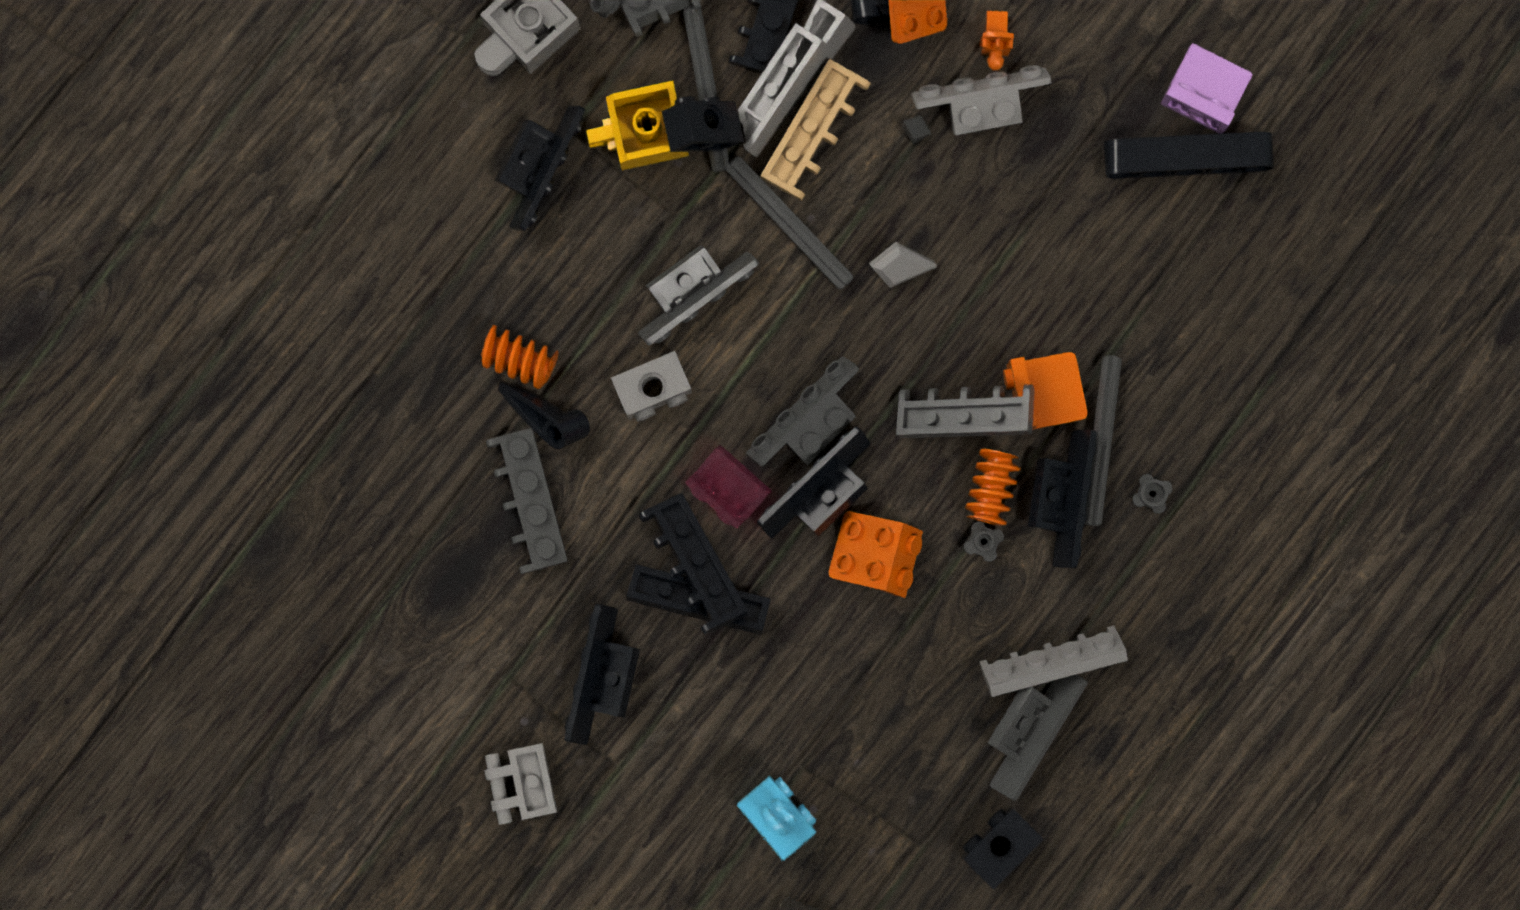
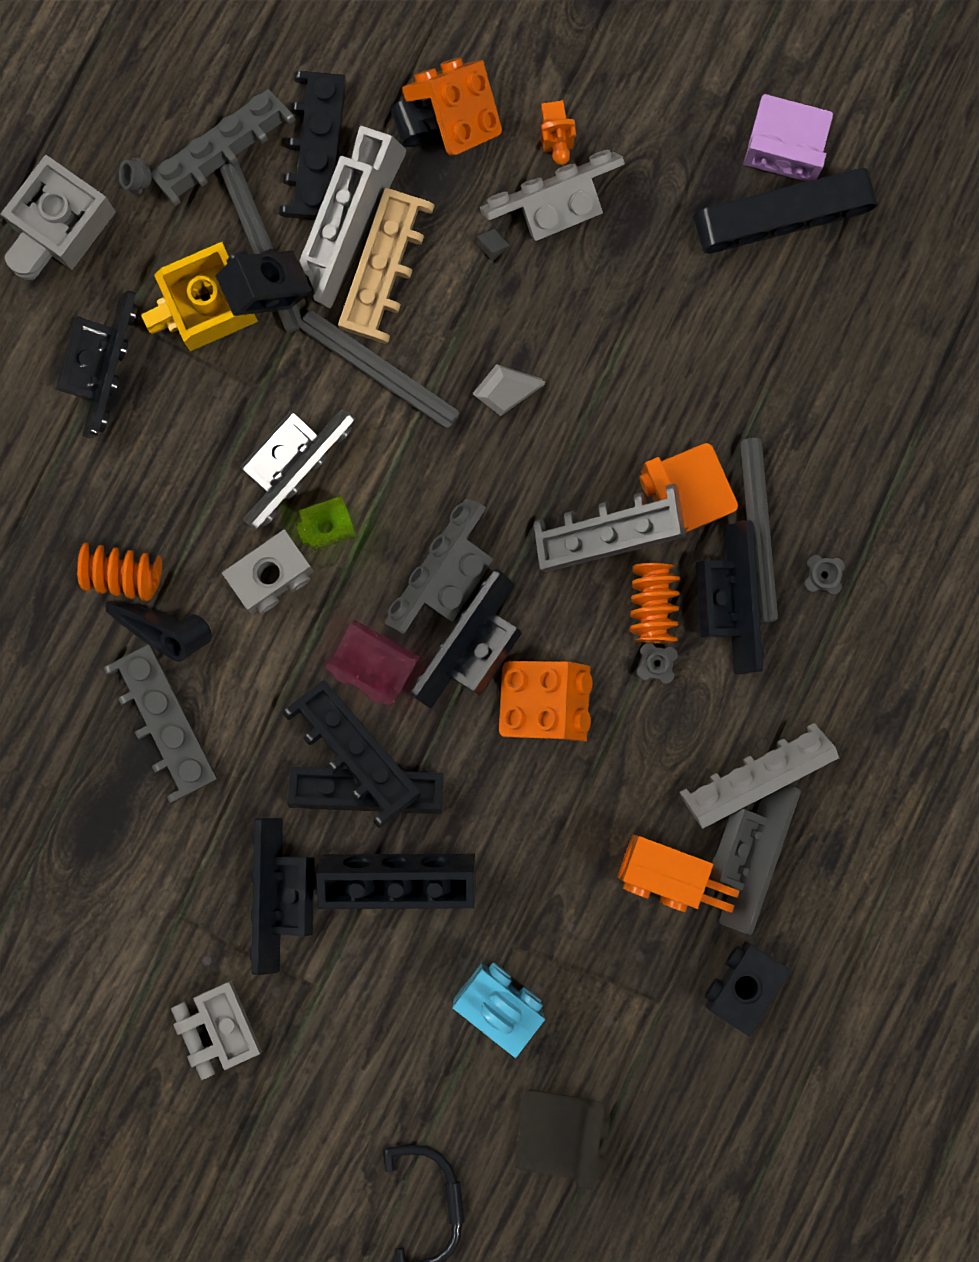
camera: 15 degrees left, 0 degrees up
(709, 685) = (396, 881): none -> black brick
(721, 343) = (332, 511): none -> clear neon green brick
(954, 731) = (671, 874): none -> orange brick

